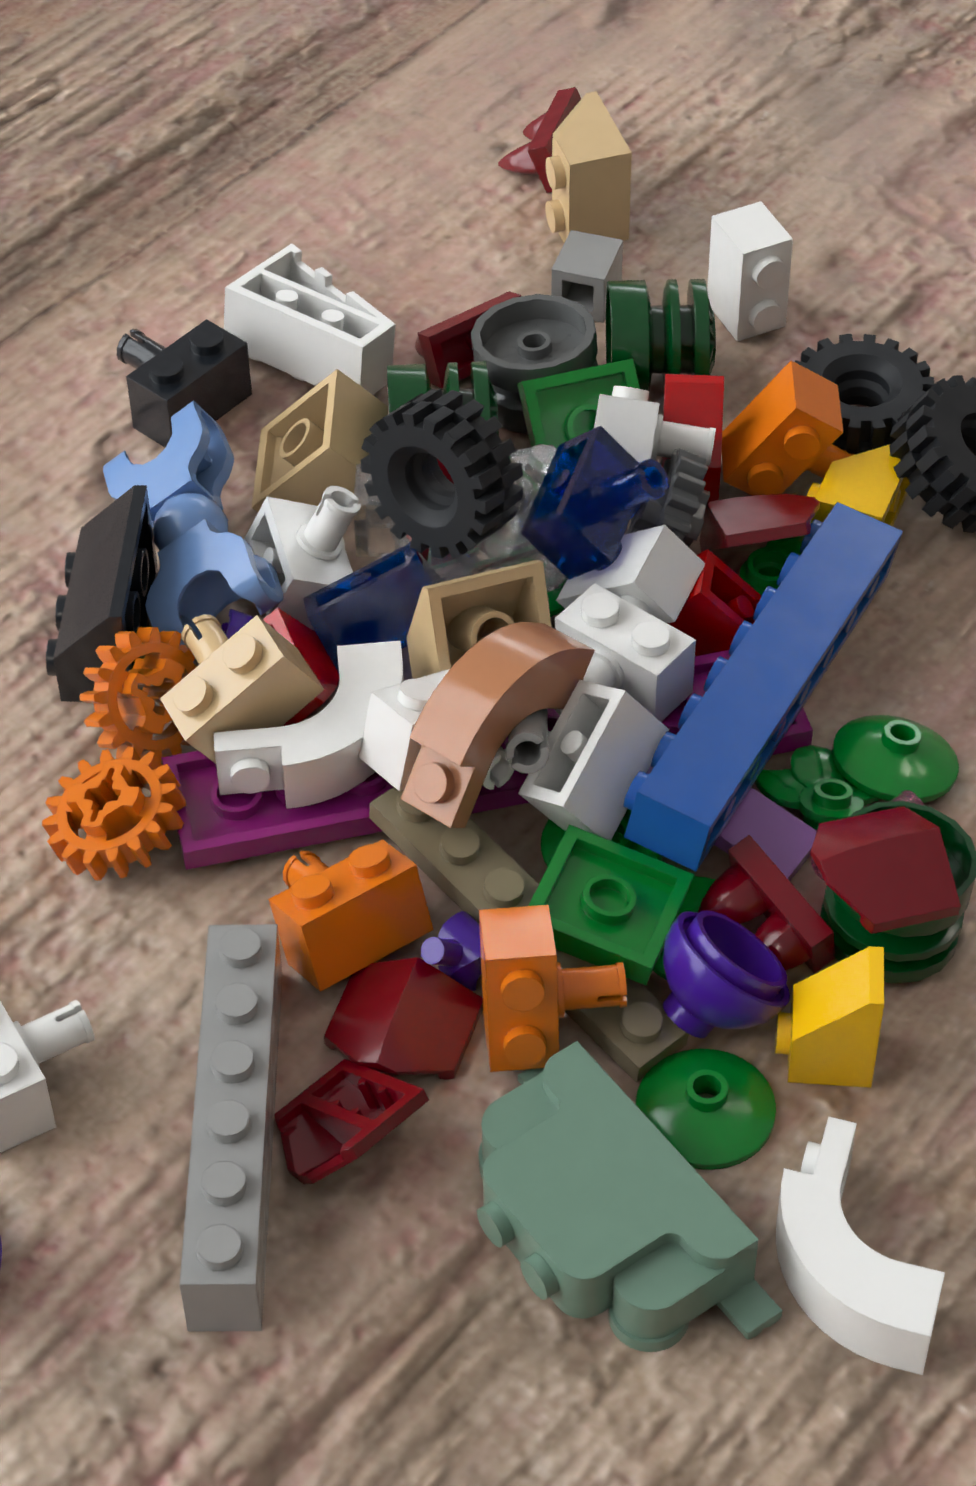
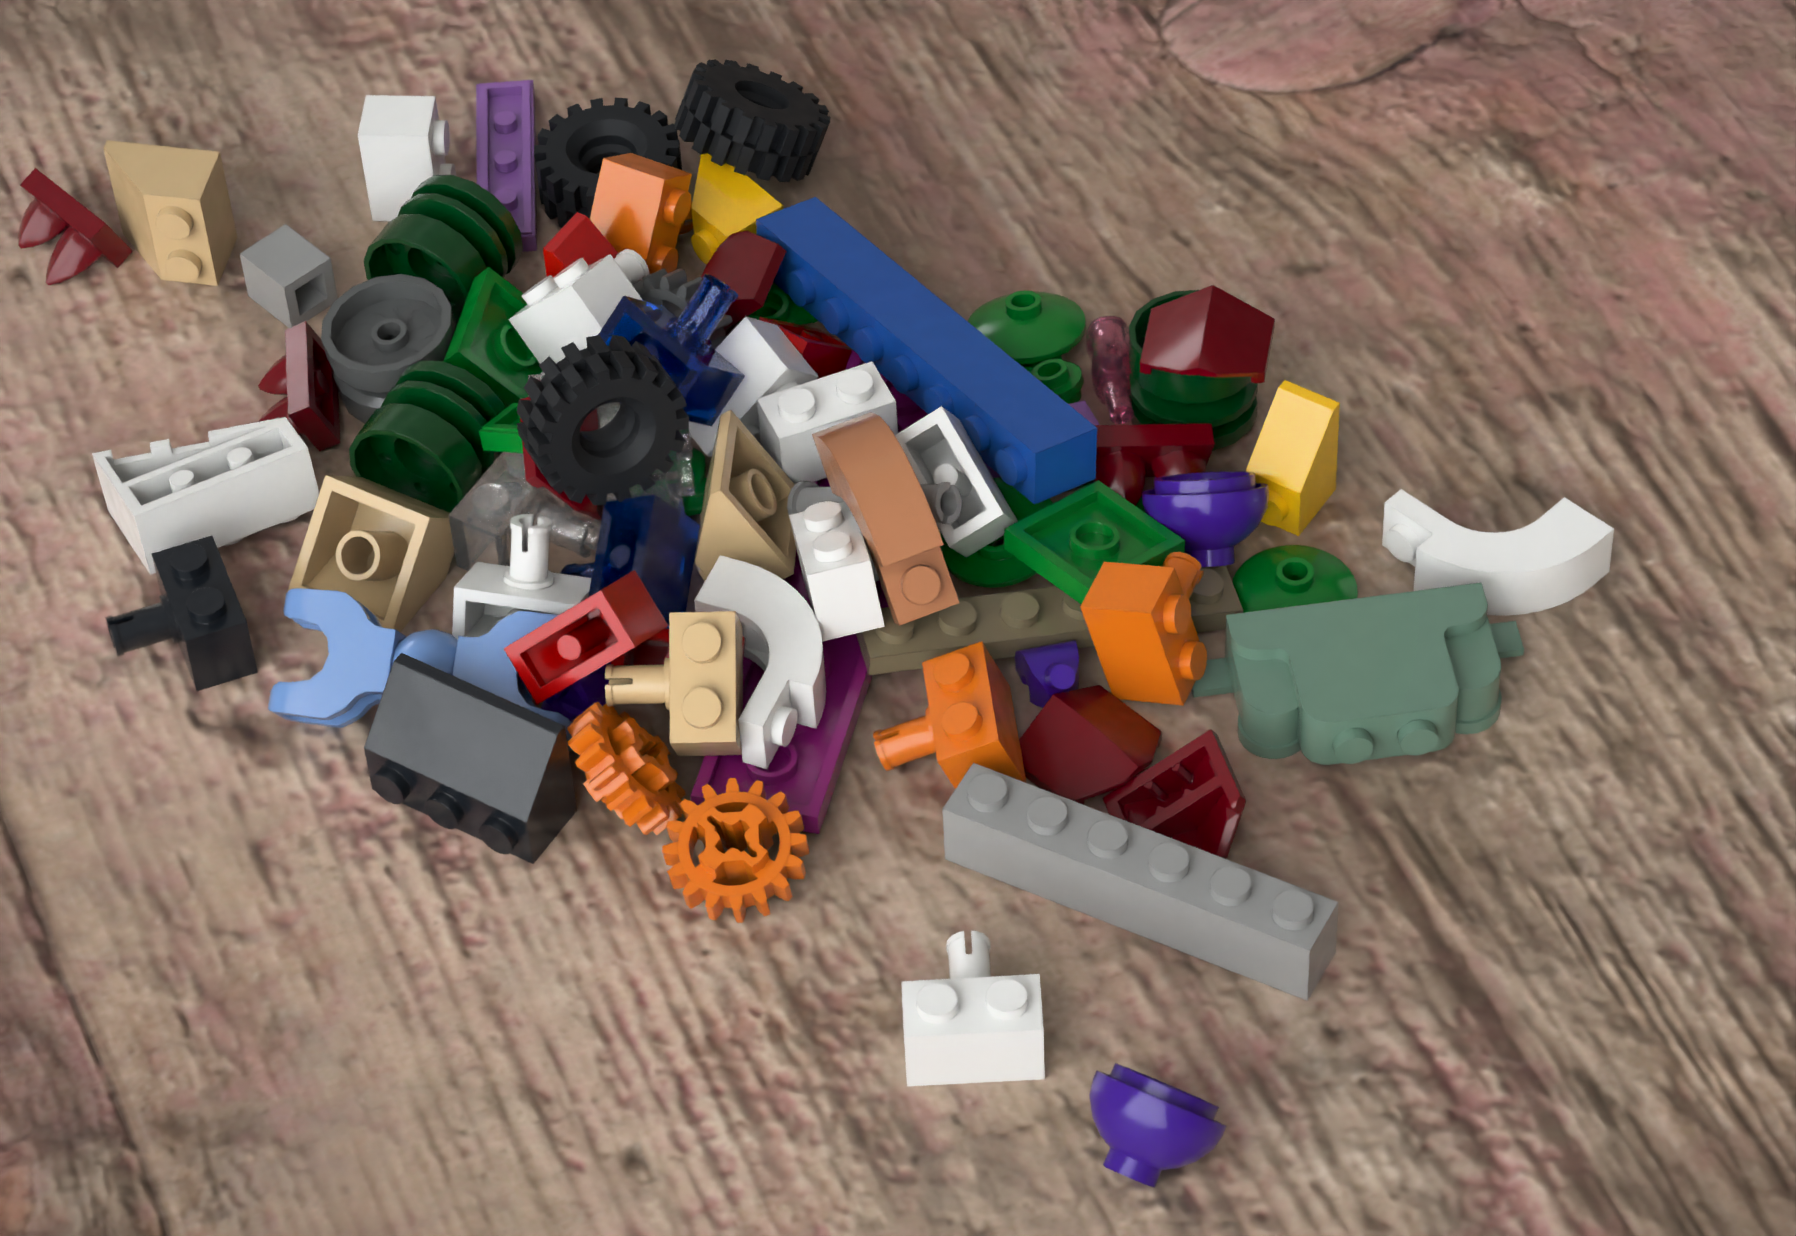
camera: 60 degrees left, 0 degrees up
(234, 587) = (586, 637): none -> red slope
(885, 315) = (507, 150): none -> medium lavender tile

